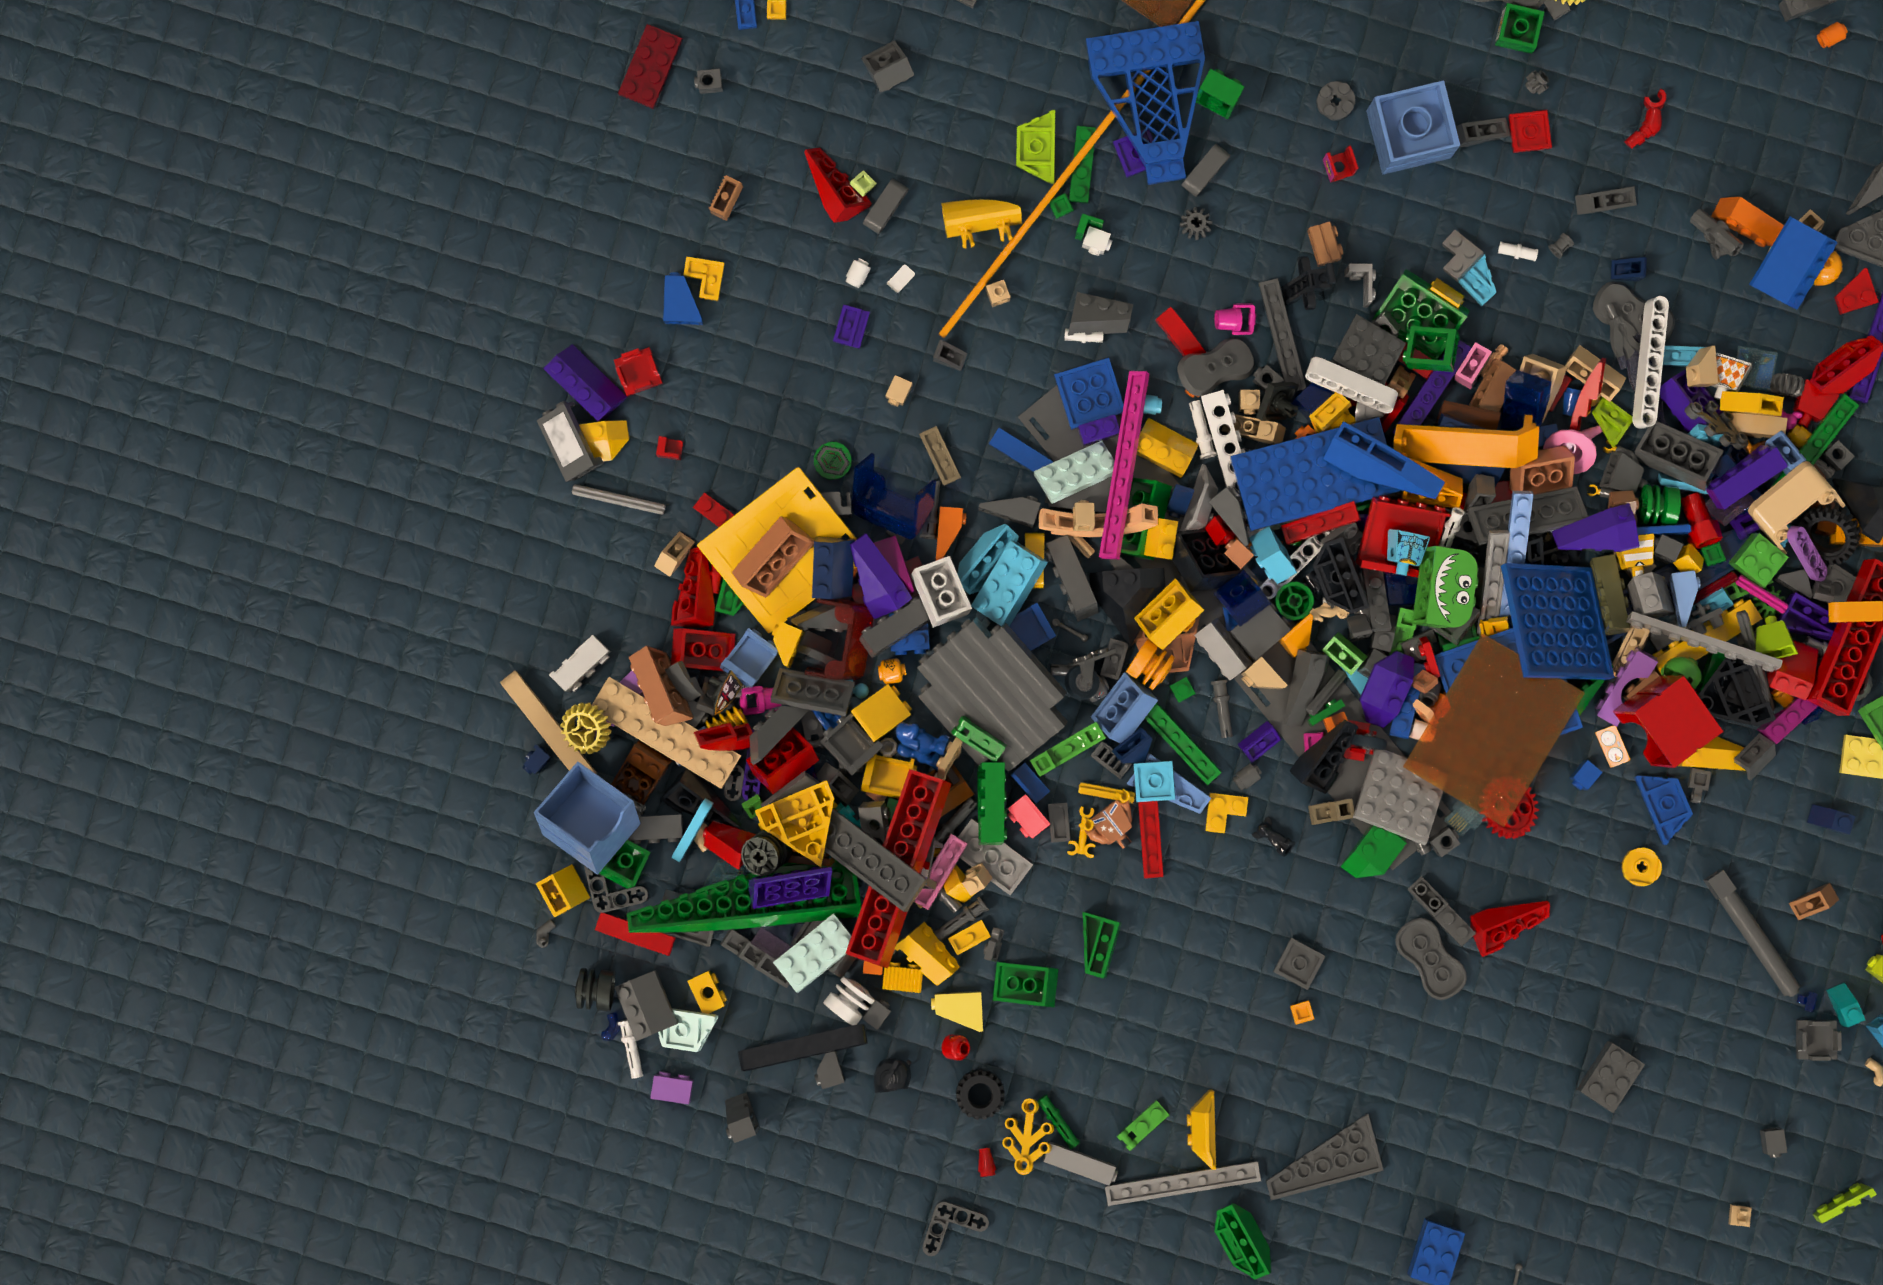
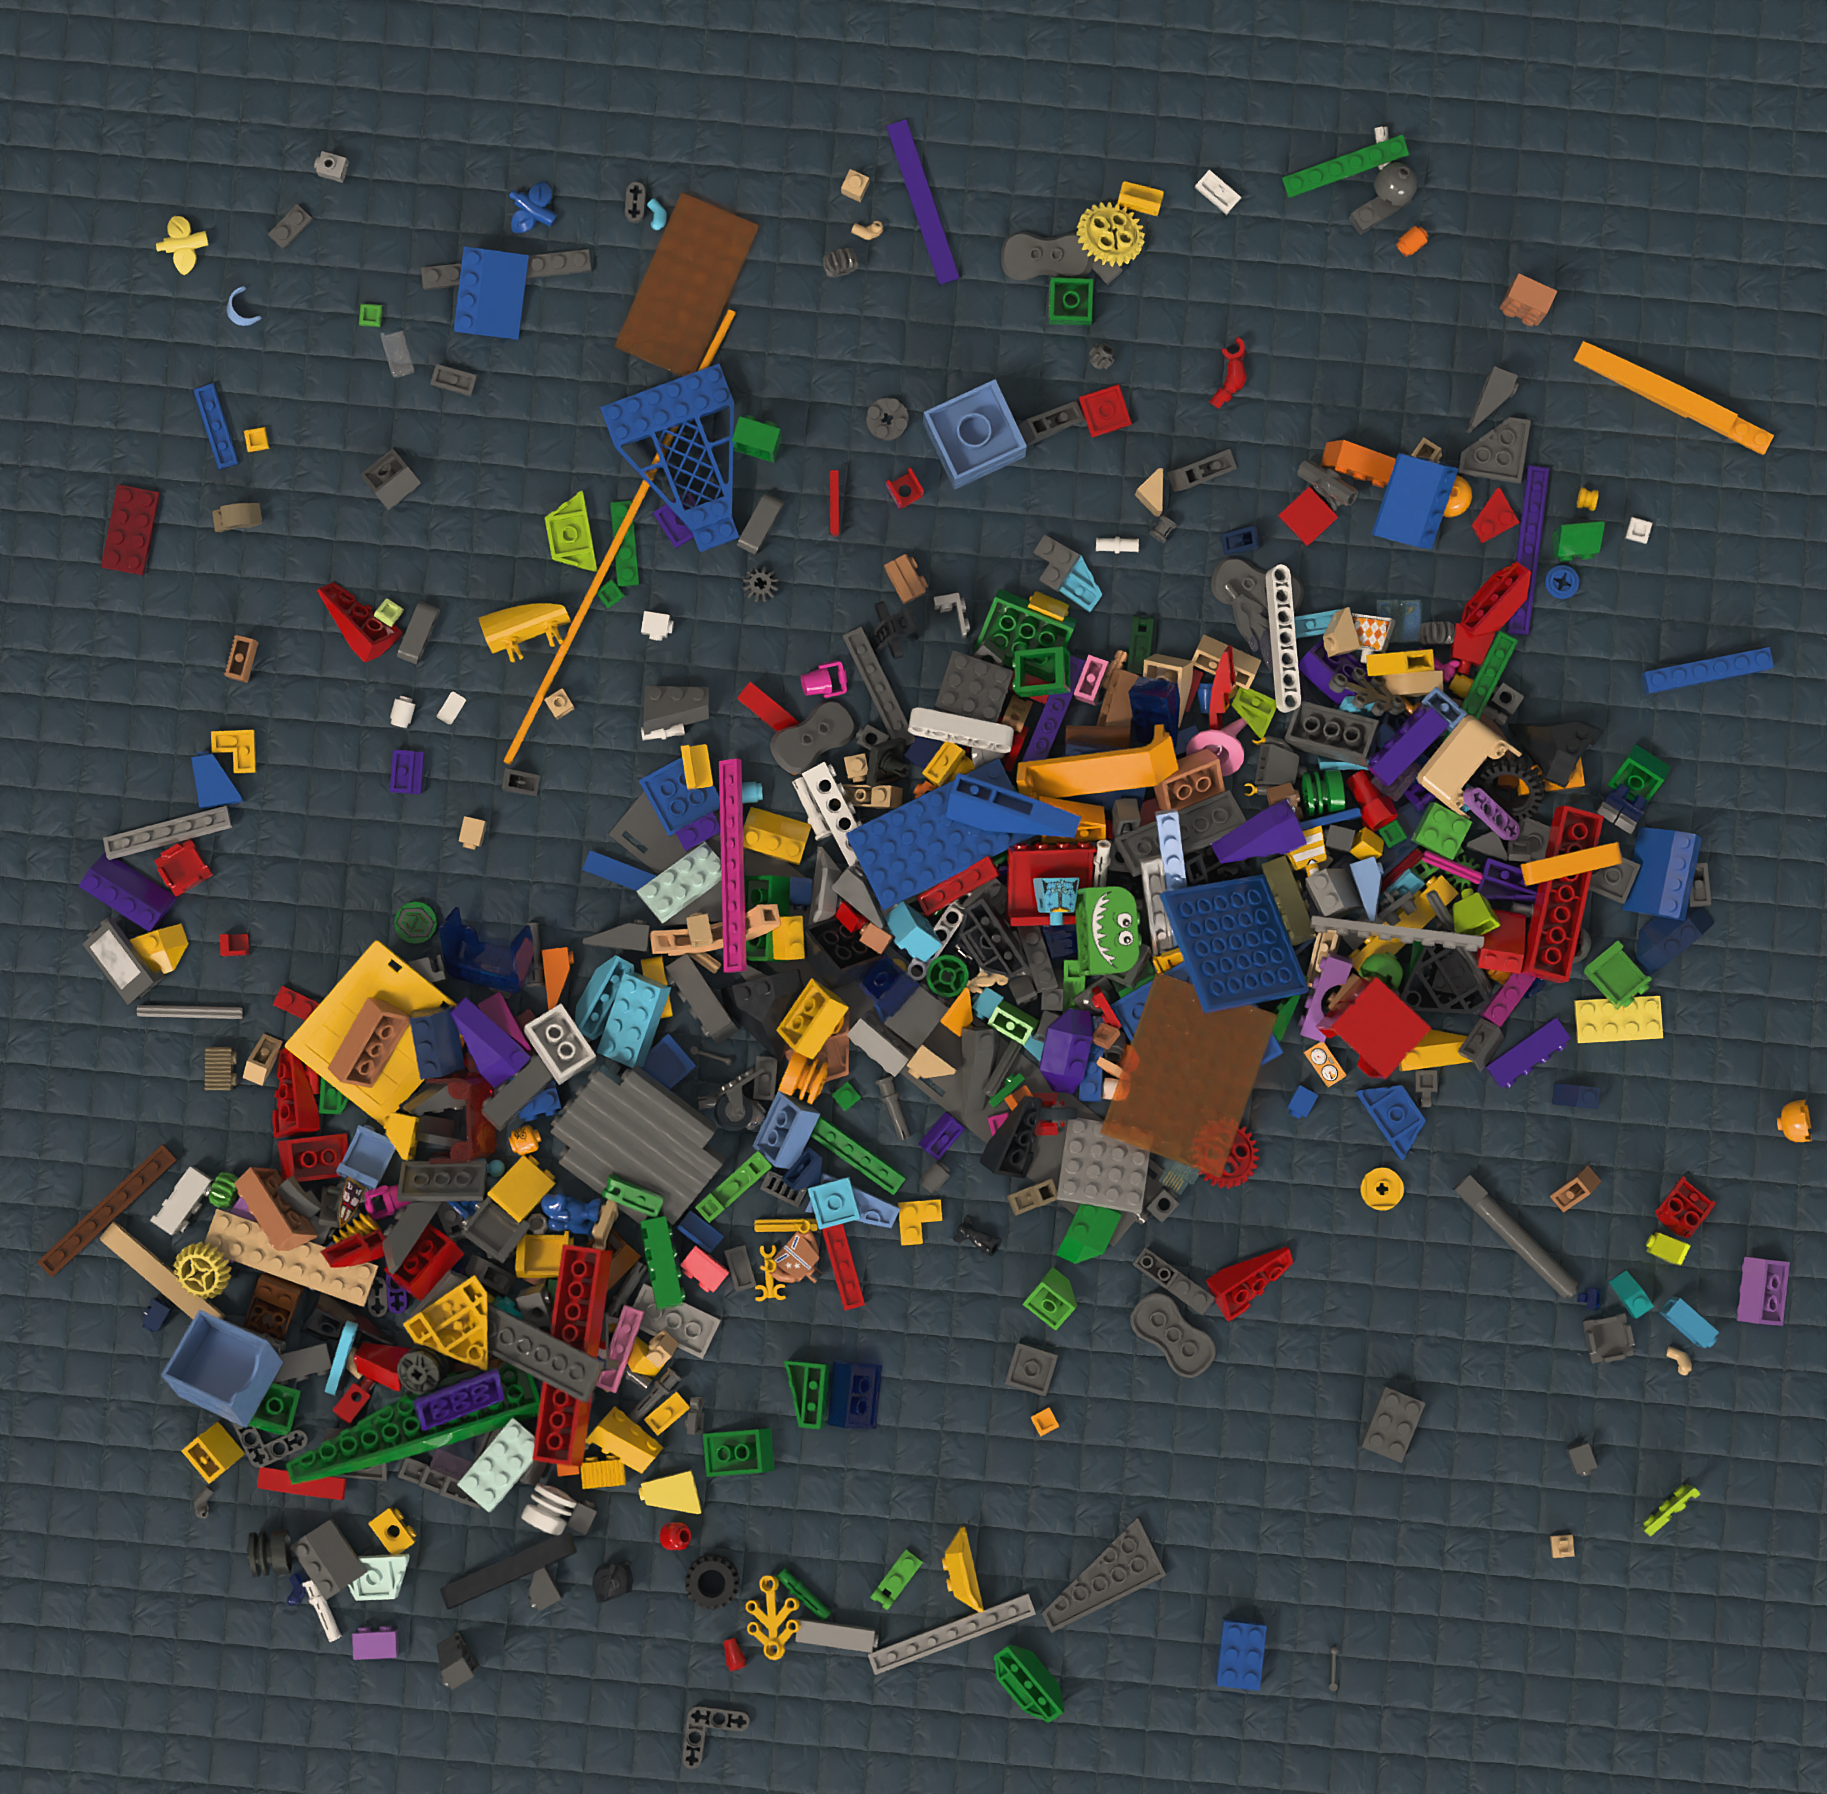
camera: 20 degrees left, 0 degrees up
(511, 659) = (107, 1210): none -> reddish brown plate
(618, 662) = (223, 1190): none -> bright green gear
(630, 338) = (167, 832): none -> light grey plate
(635, 554) = (219, 1068): none -> dark tan brick
(689, 876) = (347, 1408): none -> red torso
(716, 85) = (207, 534): dark grey brick -> none
(746, 71) = (237, 516): none -> dark tan brick
(751, 805) = (401, 1317): bright green tile -> none
(940, 456) = (531, 894): dark tan plate -> none
(1087, 221) = (637, 611): green panel -> none
(1108, 372) = (697, 766): none -> yellow panel
(1138, 954) = (854, 1395): none -> clear blue slope
(1275, 163) = (834, 502): none -> red tile
(1322, 632) = (985, 1003): none -> medium azure brick
(1330, 905) = (1052, 1299): none -> bright green slope
(1520, 342) = (1139, 644): none -> dark green plate
(1558, 211) = (1151, 492): none -> tan slope
(1691, 259) = (1308, 516): none -> red tile
(1795, 772) = (1528, 1052): none -> dark purple brick

